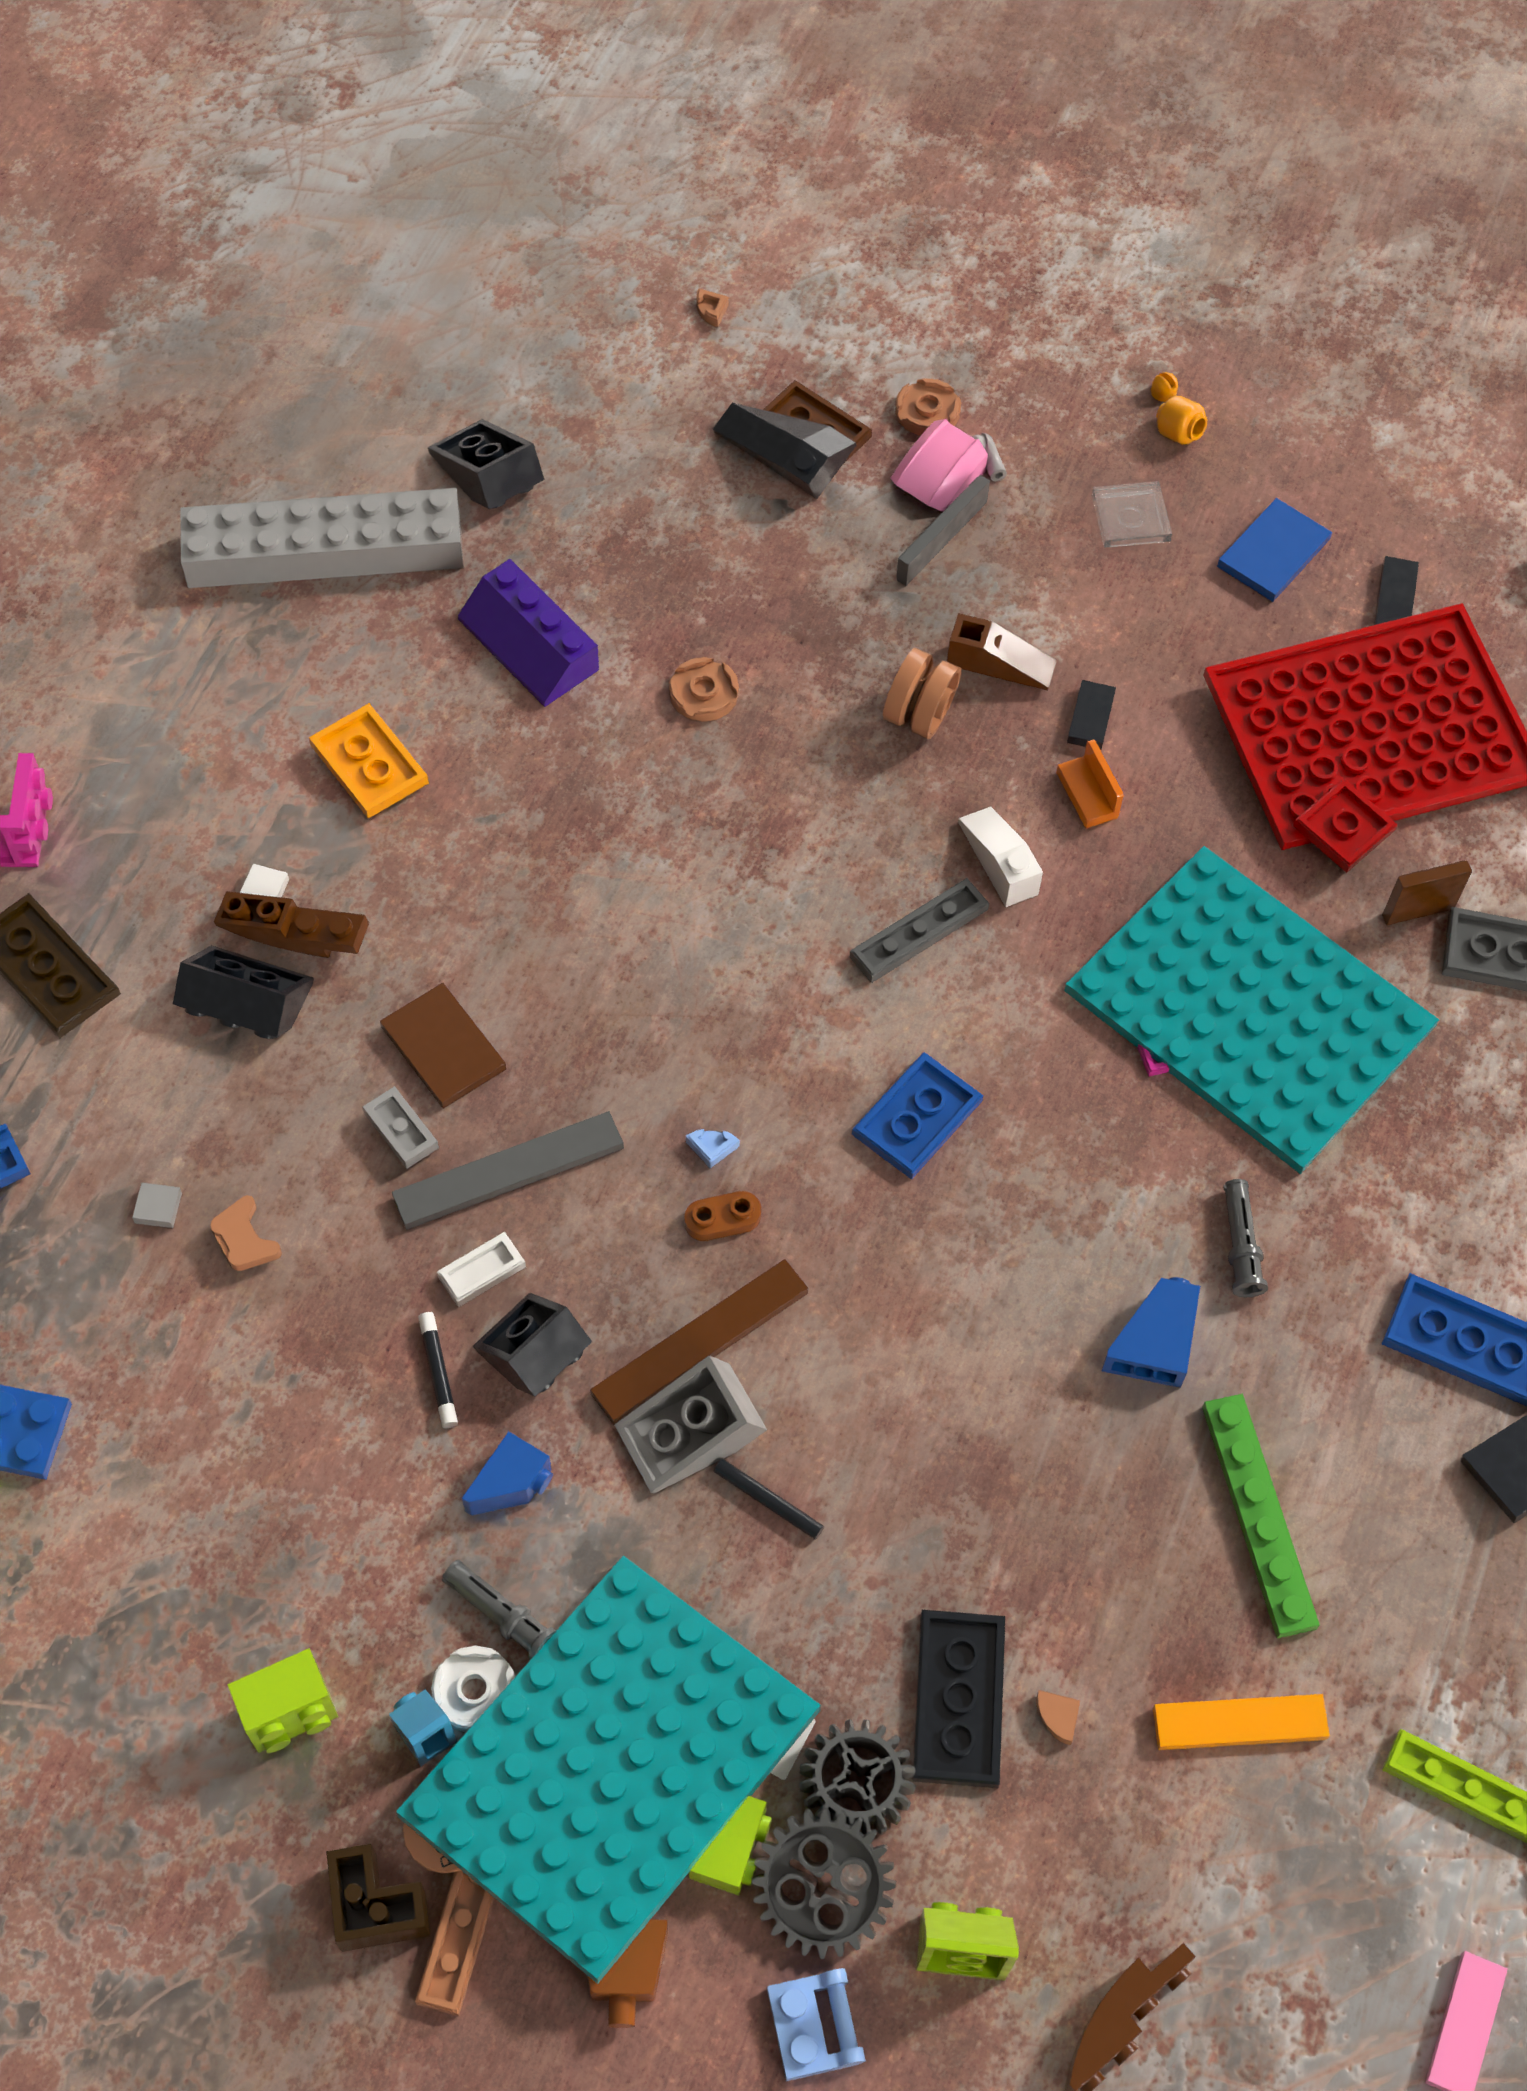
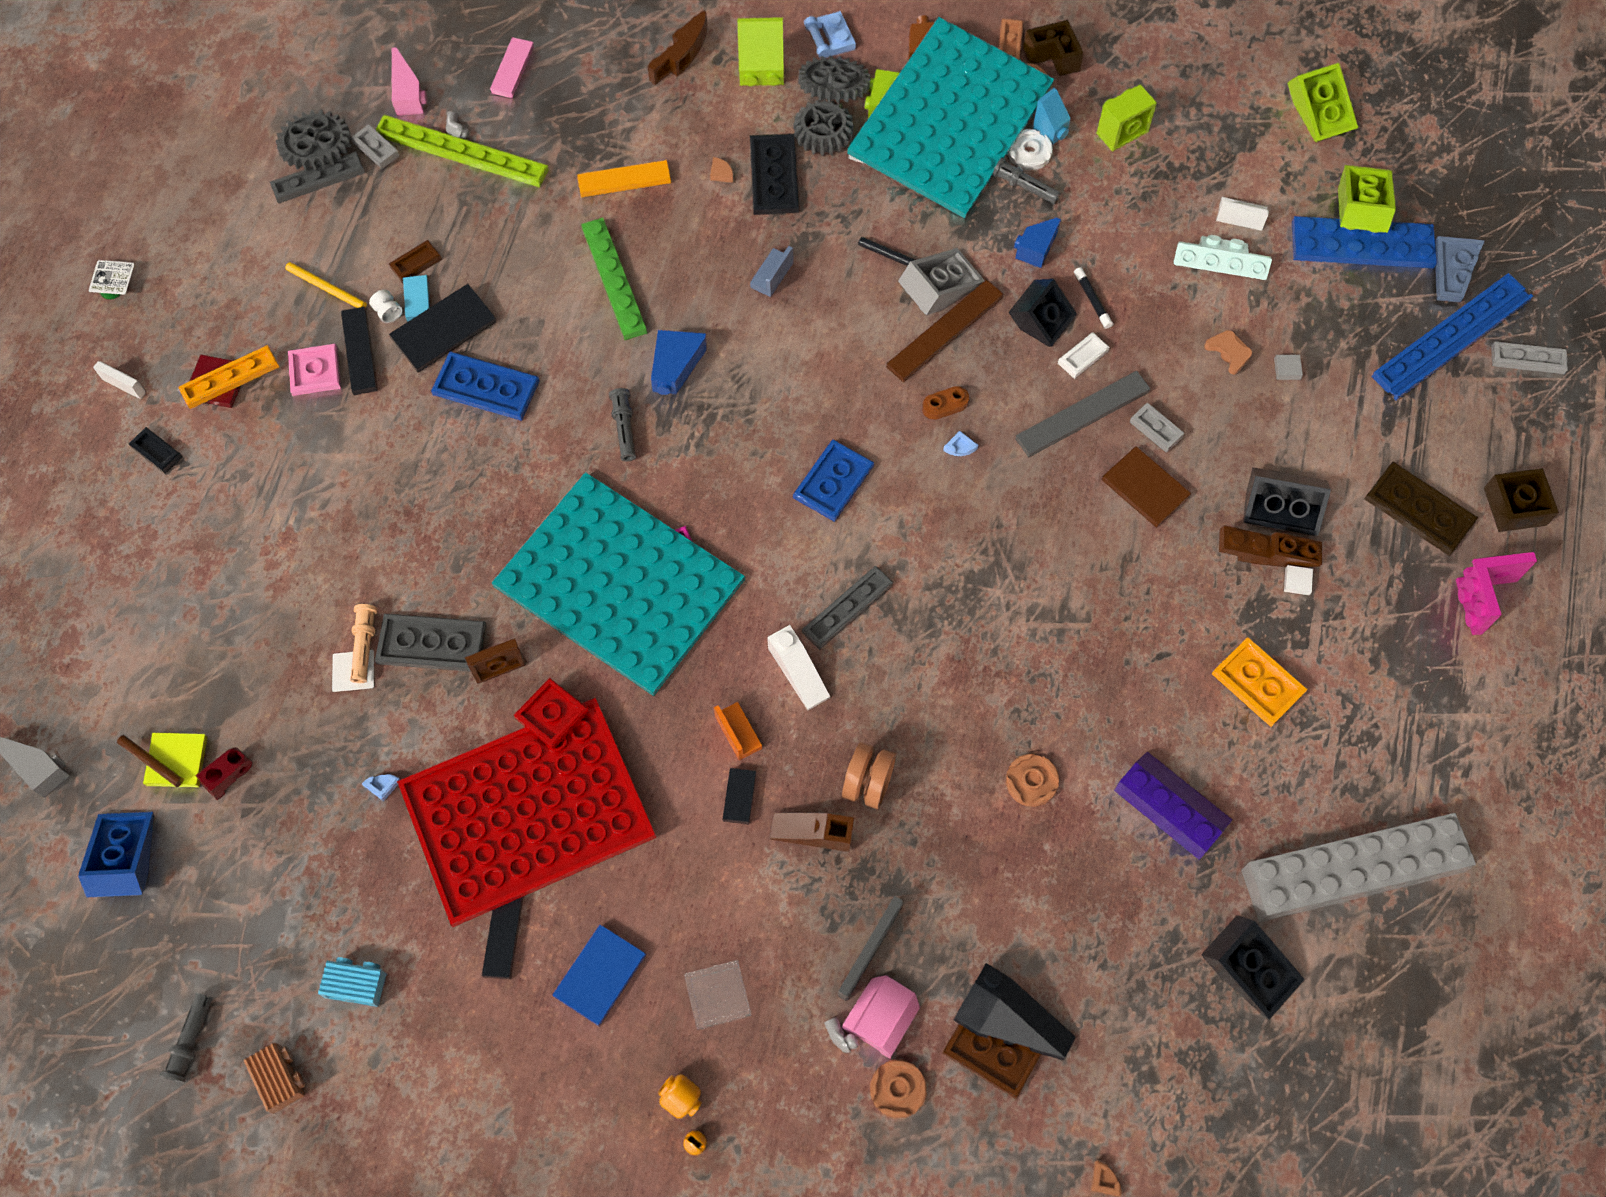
camera: 175 degrees right, 5 degrees up
(130, 1495) = (1242, 213): none -> white panel
(192, 1416) = (1223, 257): none -> light aqua bracket
(980, 1487) = (772, 271): none -> sand blue panel

